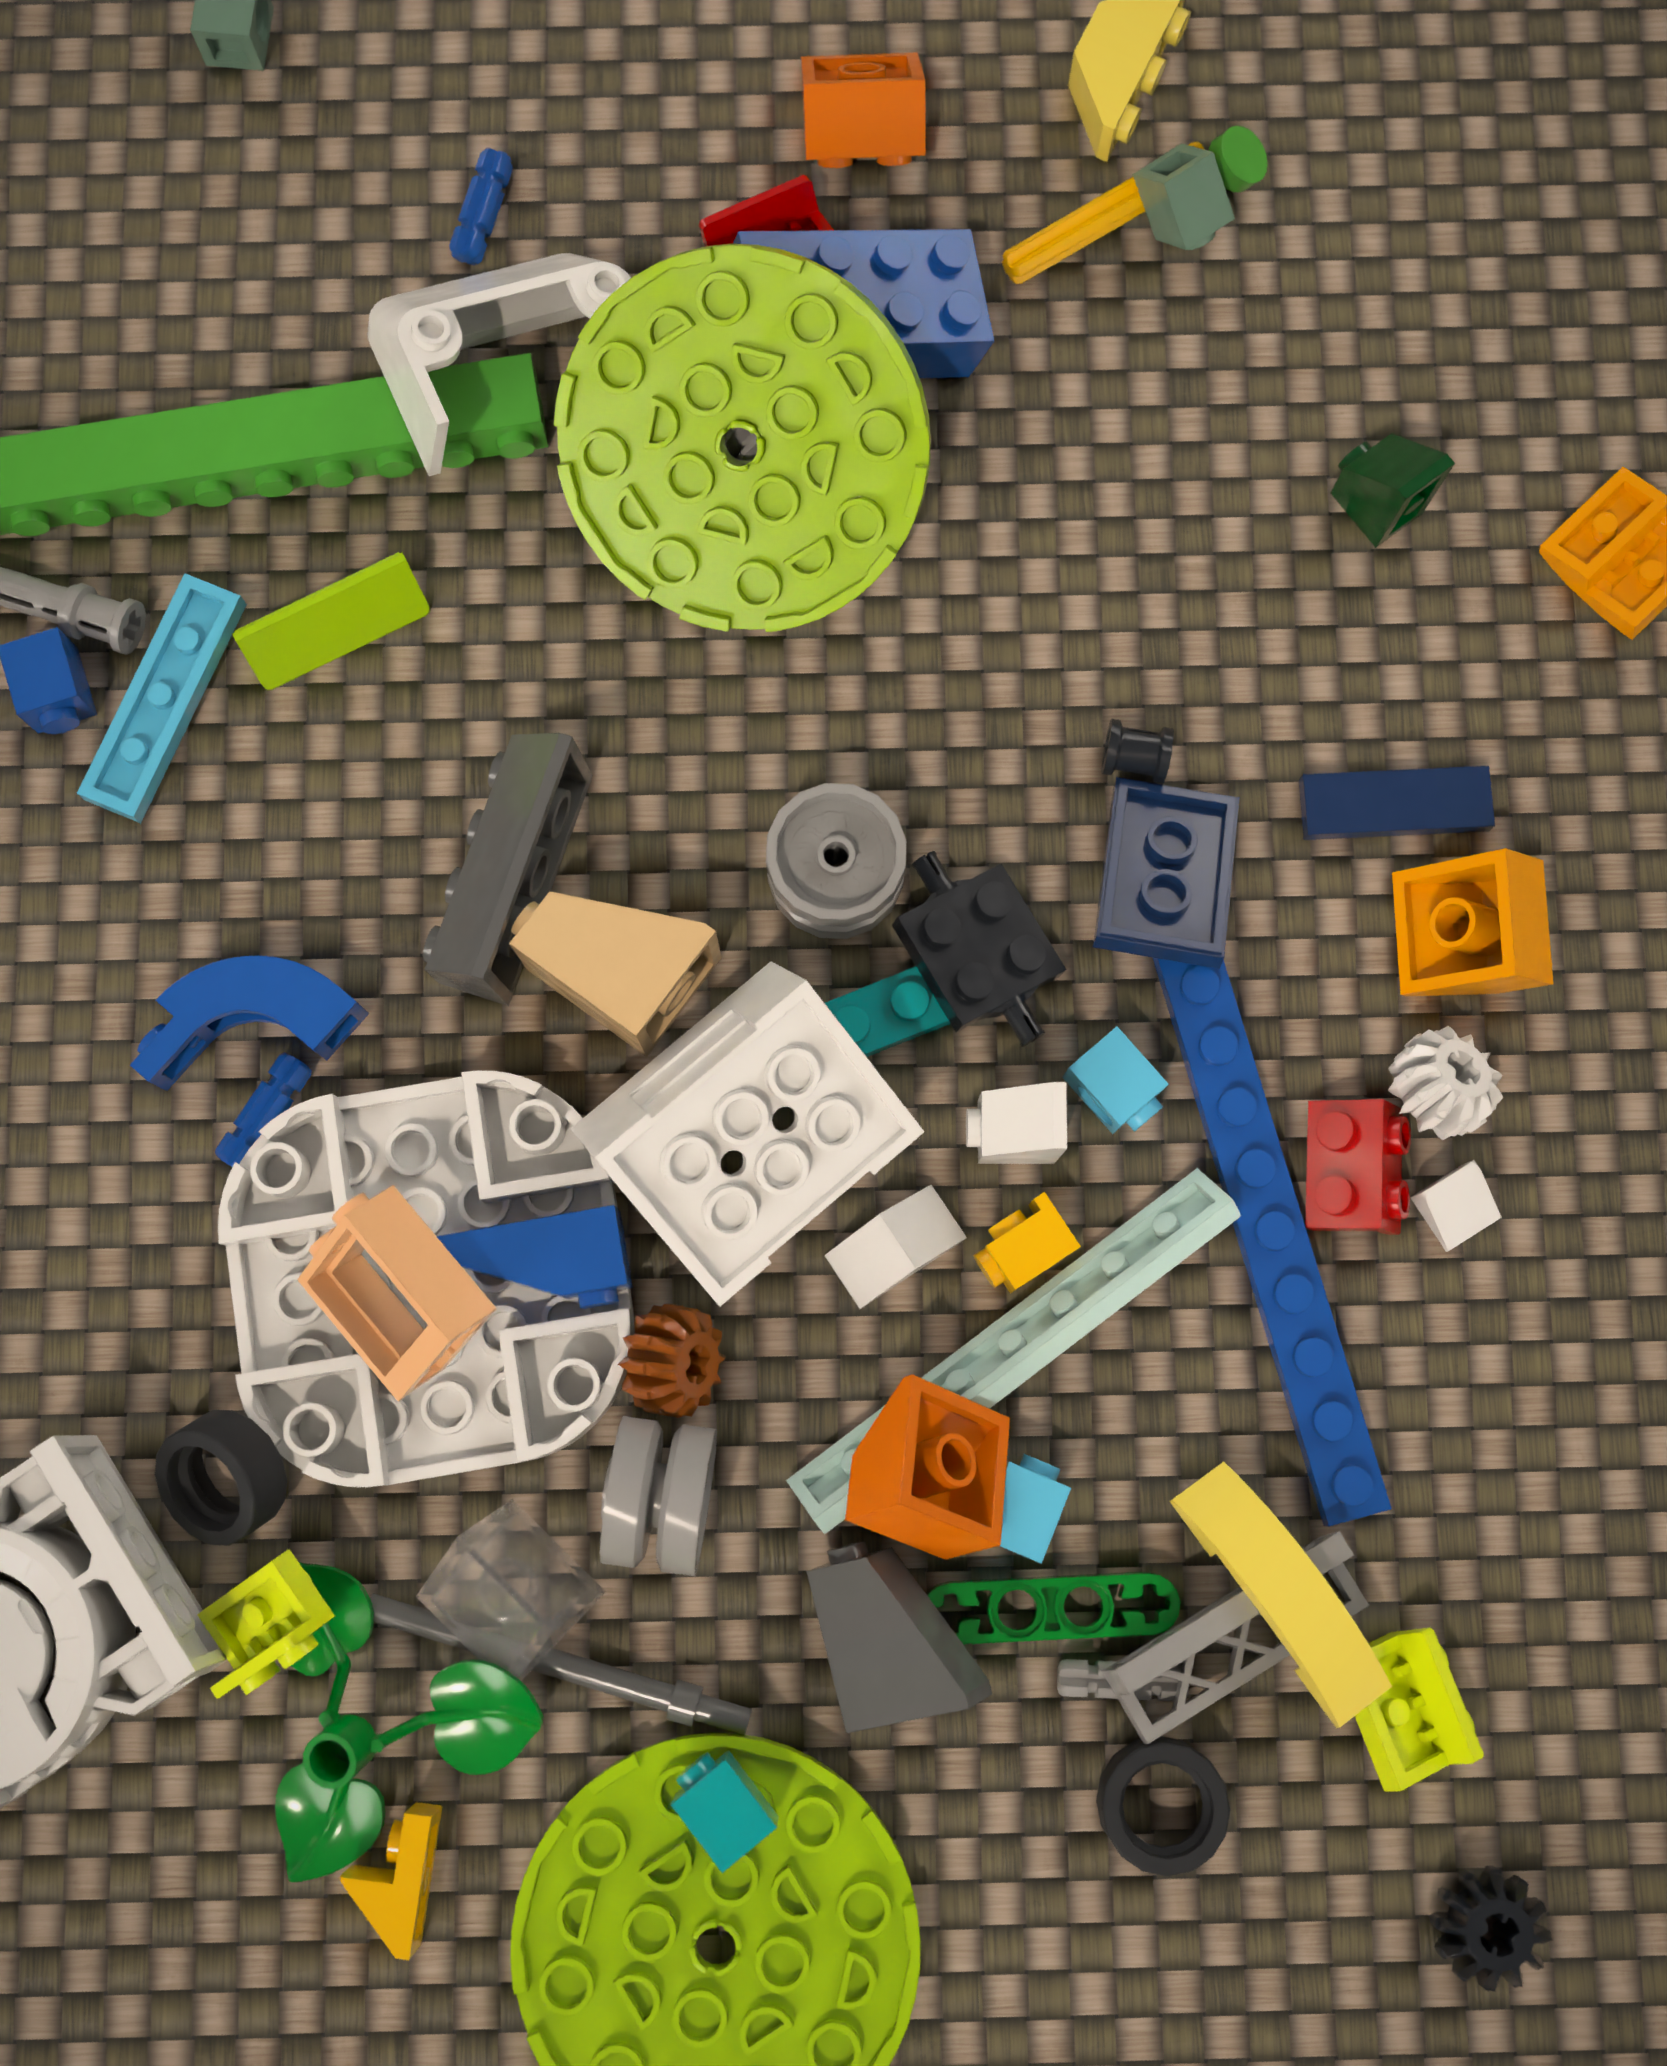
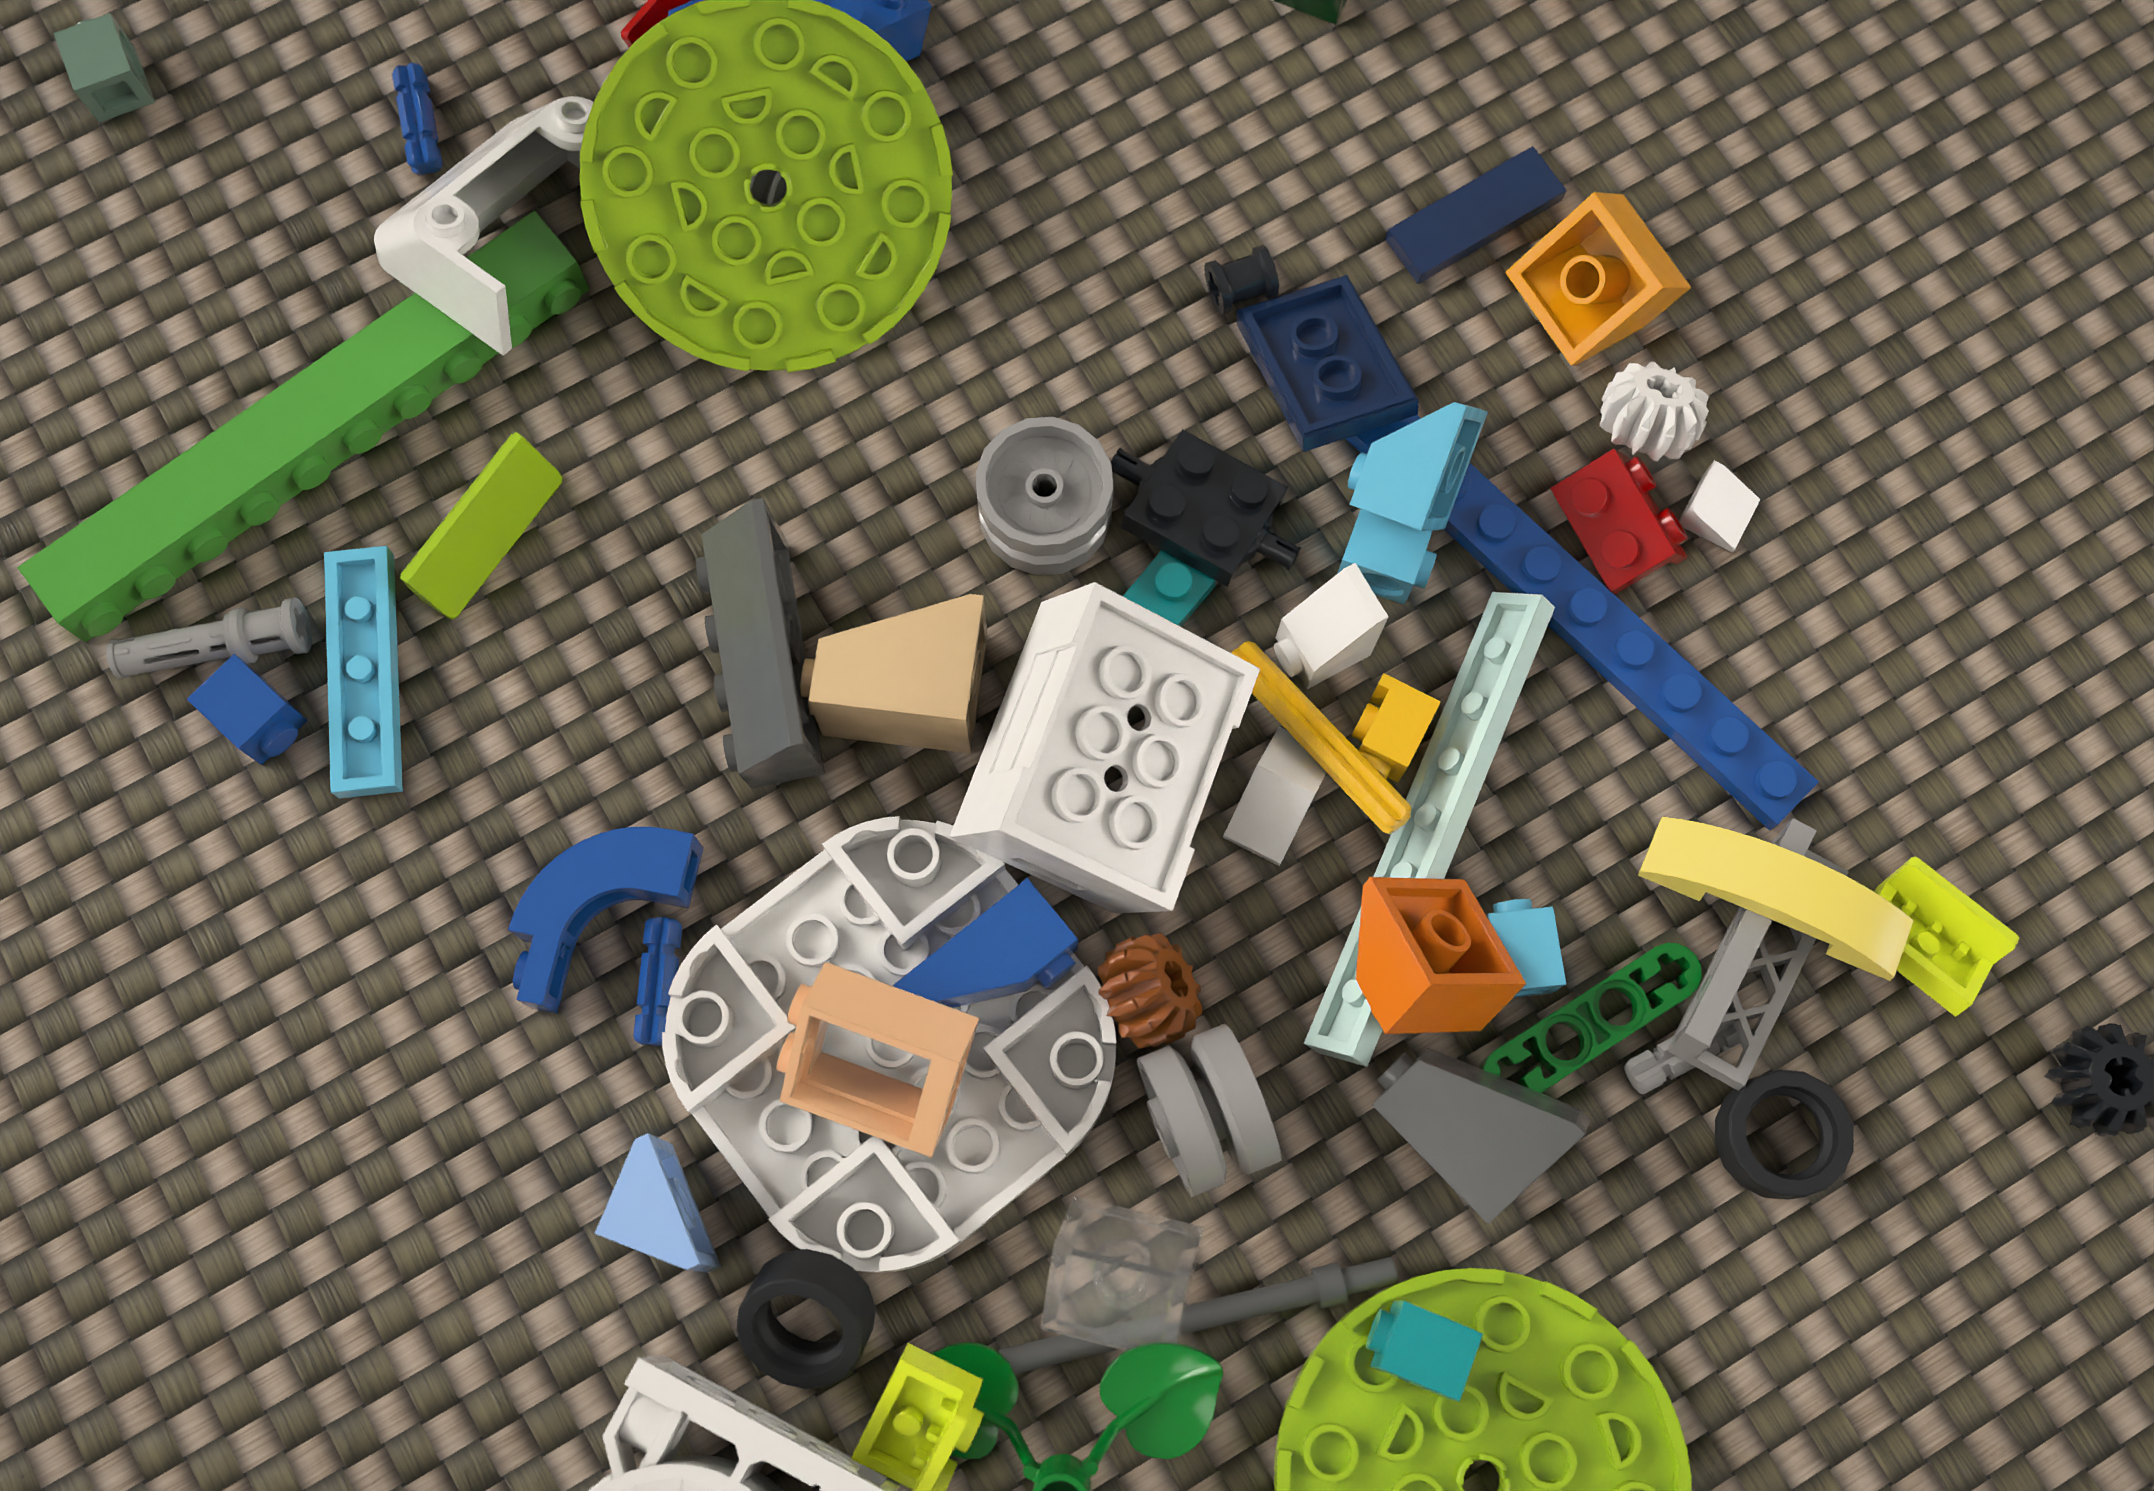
camera: 30 degrees left, 5 degrees down
(147, 1317) = (656, 1209): none -> light blue slope
(955, 1217) = (1325, 743): none -> yellow axle
(1178, 1030) = (1418, 468): none -> medium azure slope

